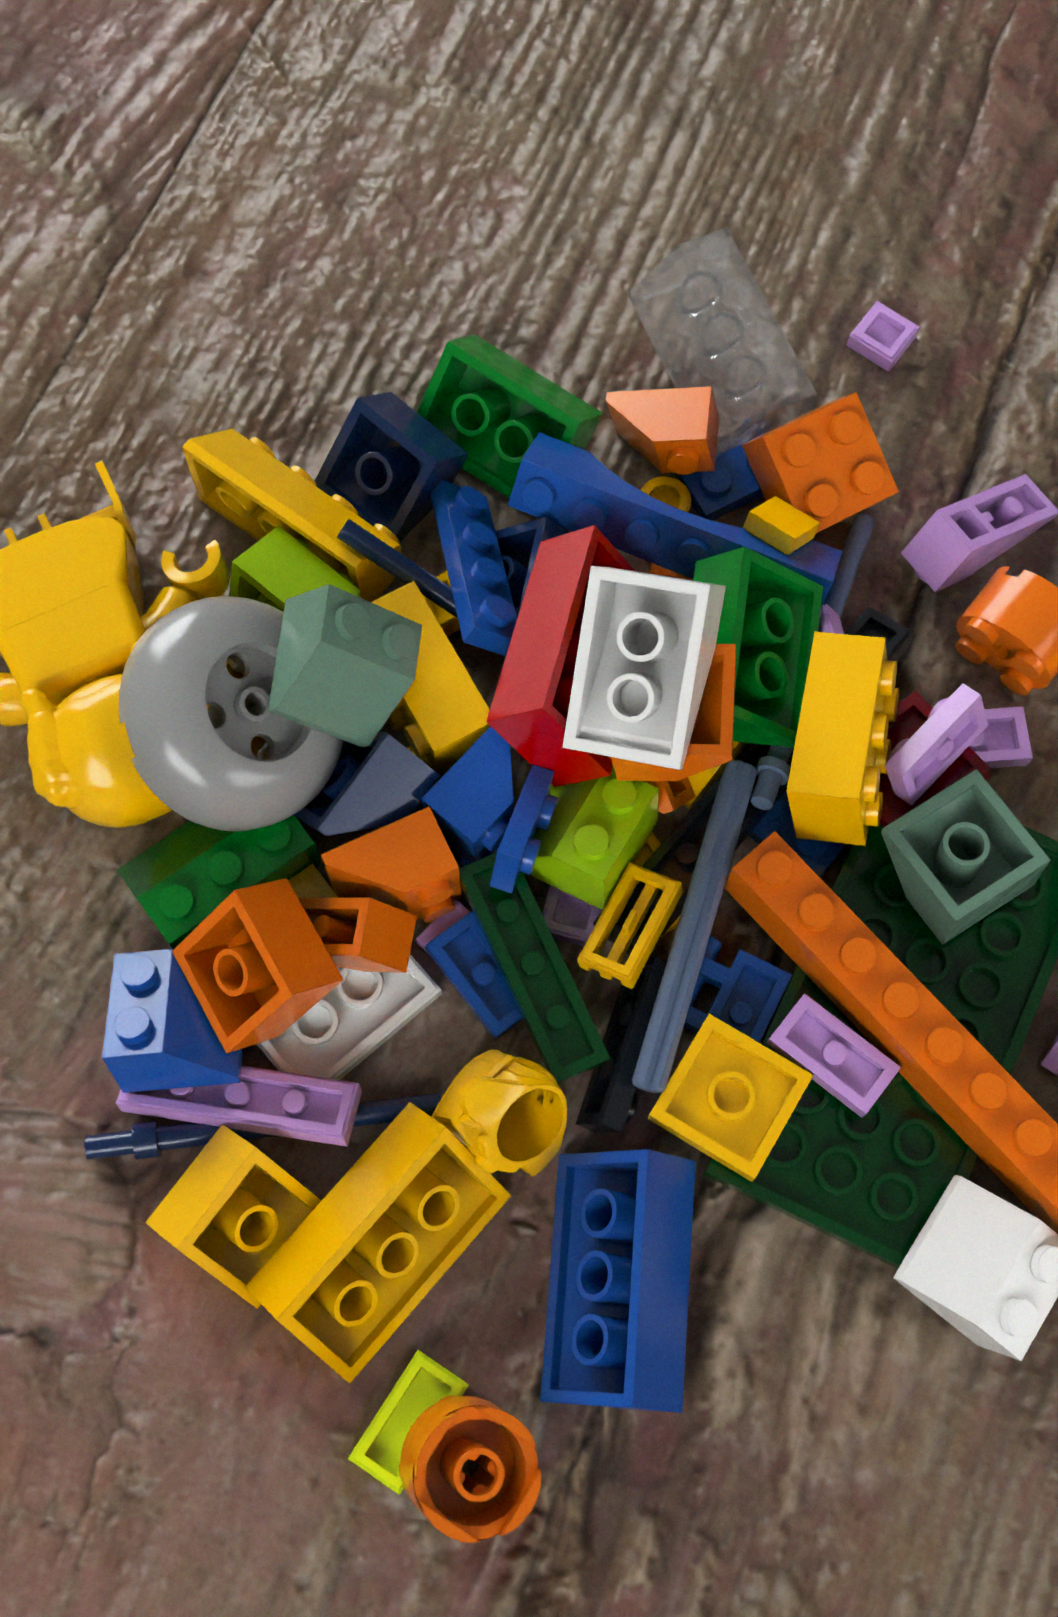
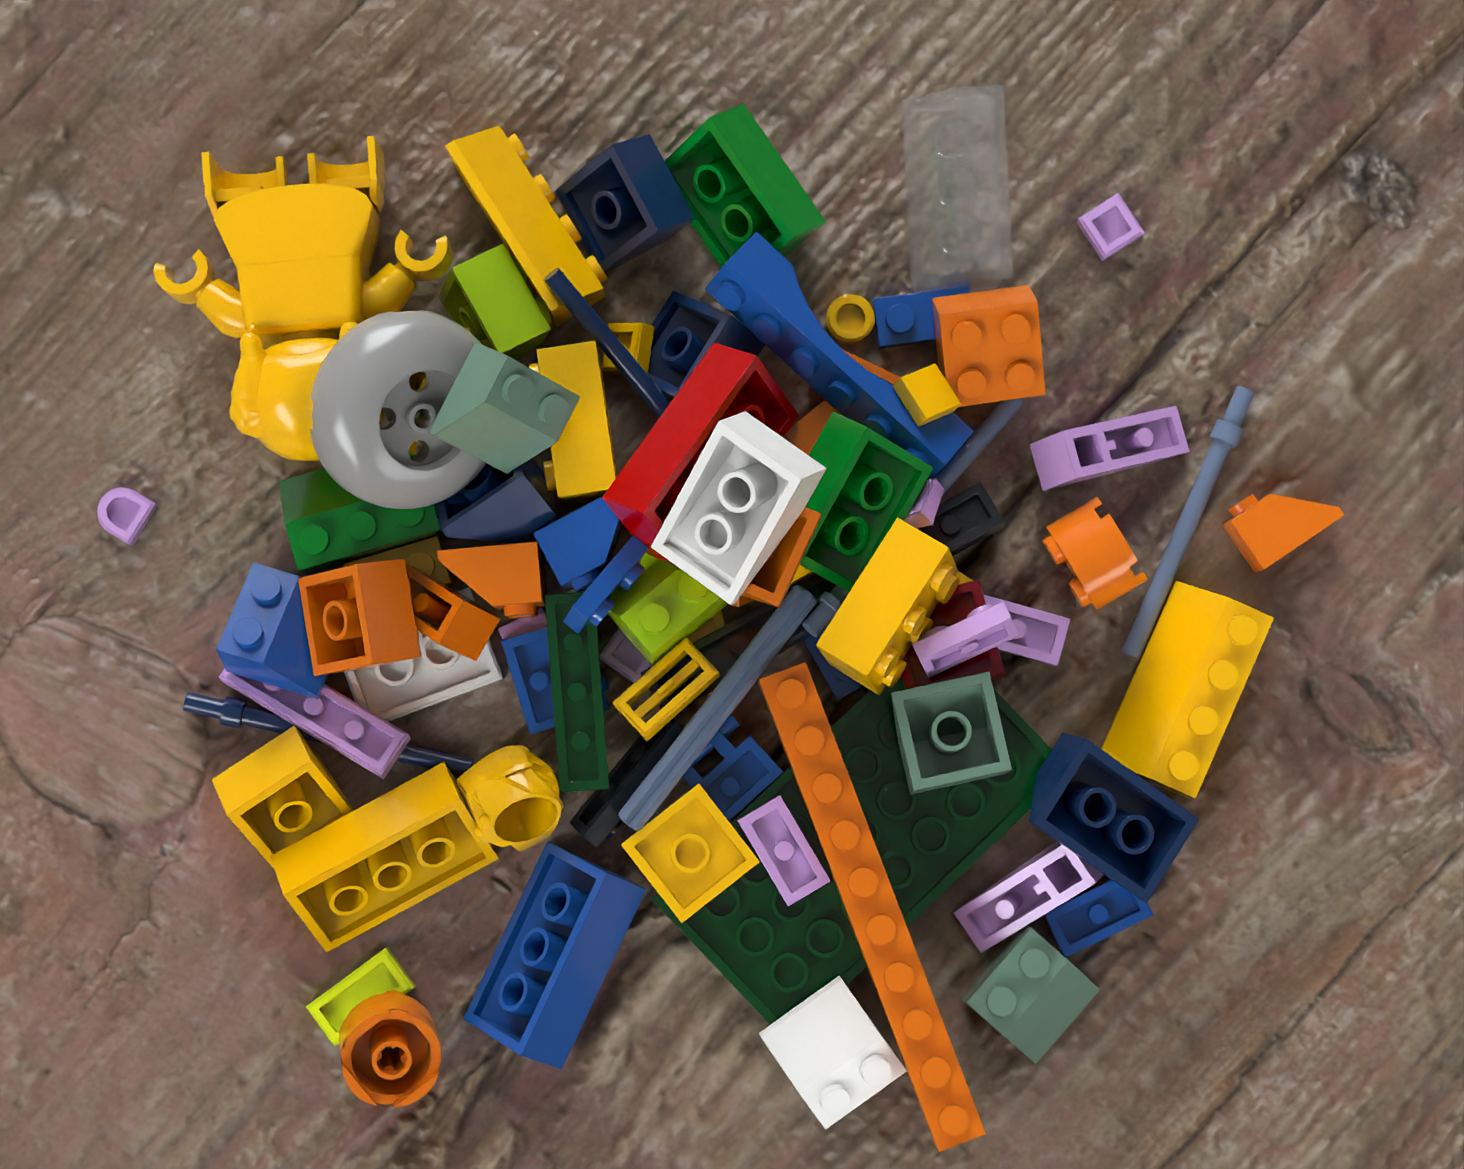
camera: 20 degrees right, 15 degrees up
(474, 567) = (656, 334): blue plate -> none
(669, 426) = (878, 259): orange slope -> none

